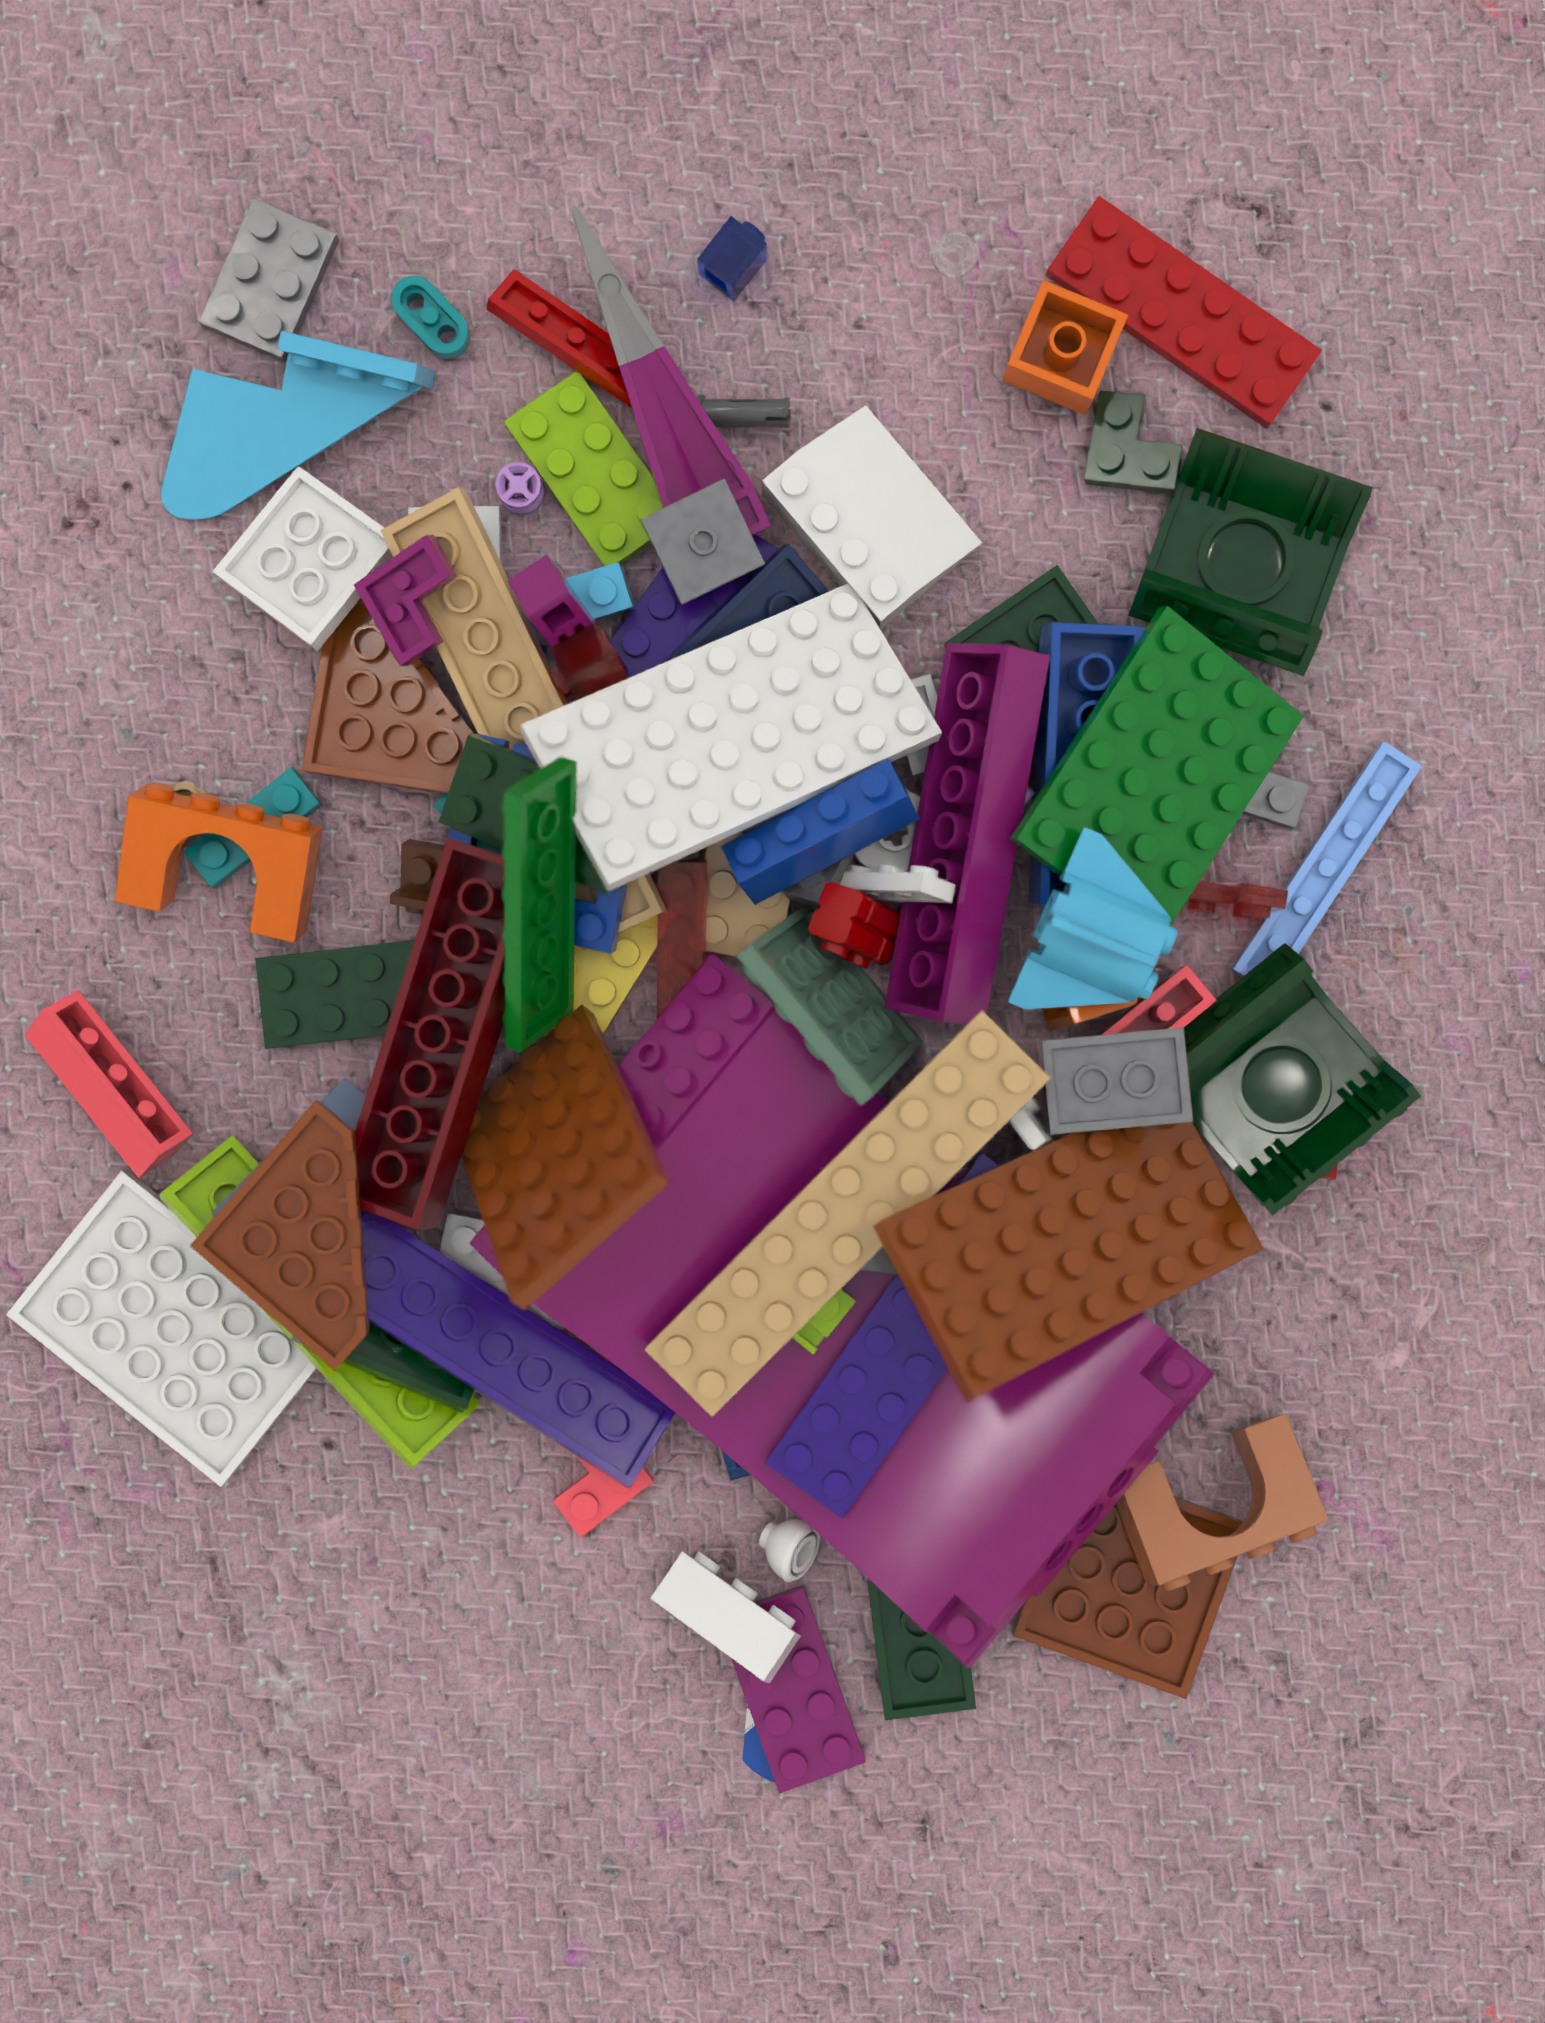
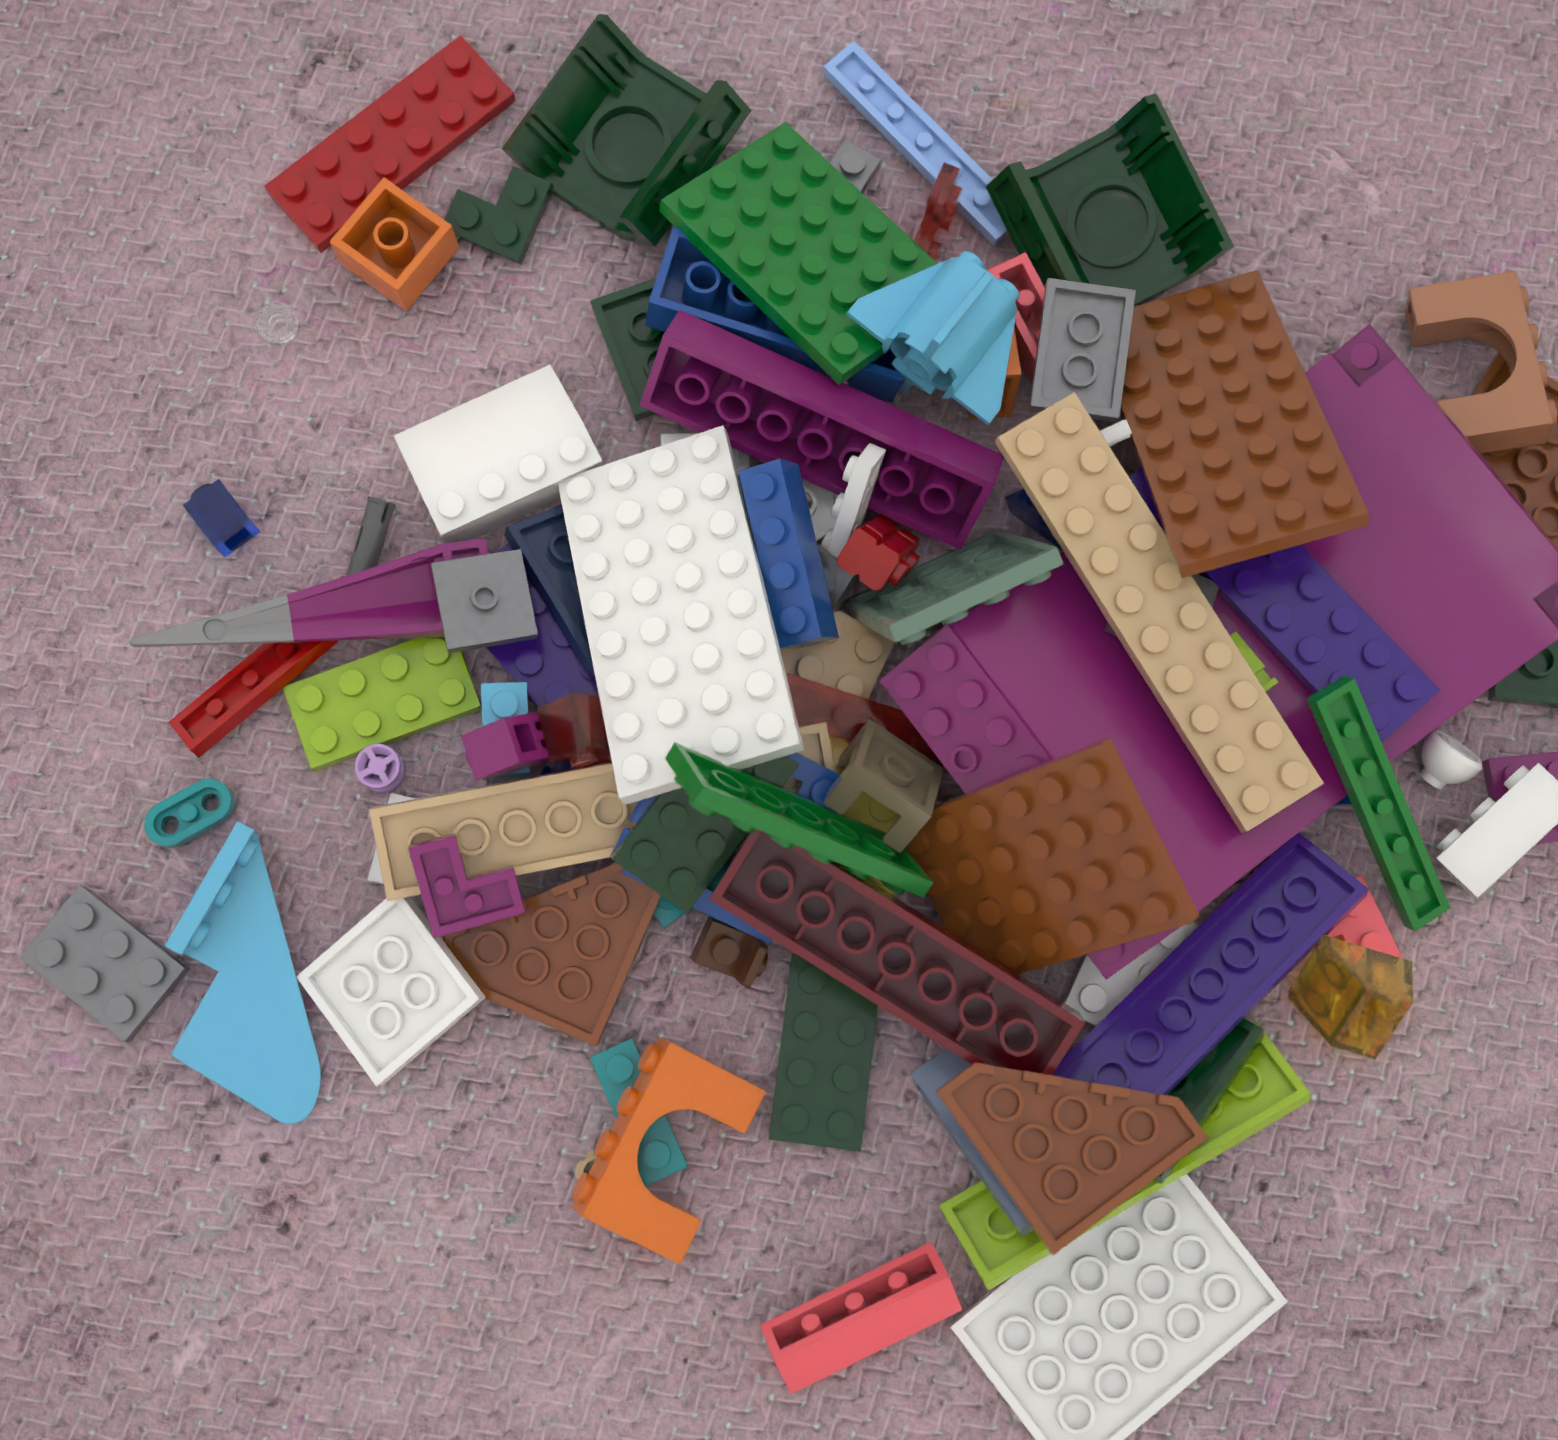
camera: 75 degrees left, 10 degrees down
(524, 1493) = (1353, 994): none -> clear yellow slope
(621, 986) = (890, 774): none -> dark tan panel
(717, 1479) = (1378, 802): none -> green plate

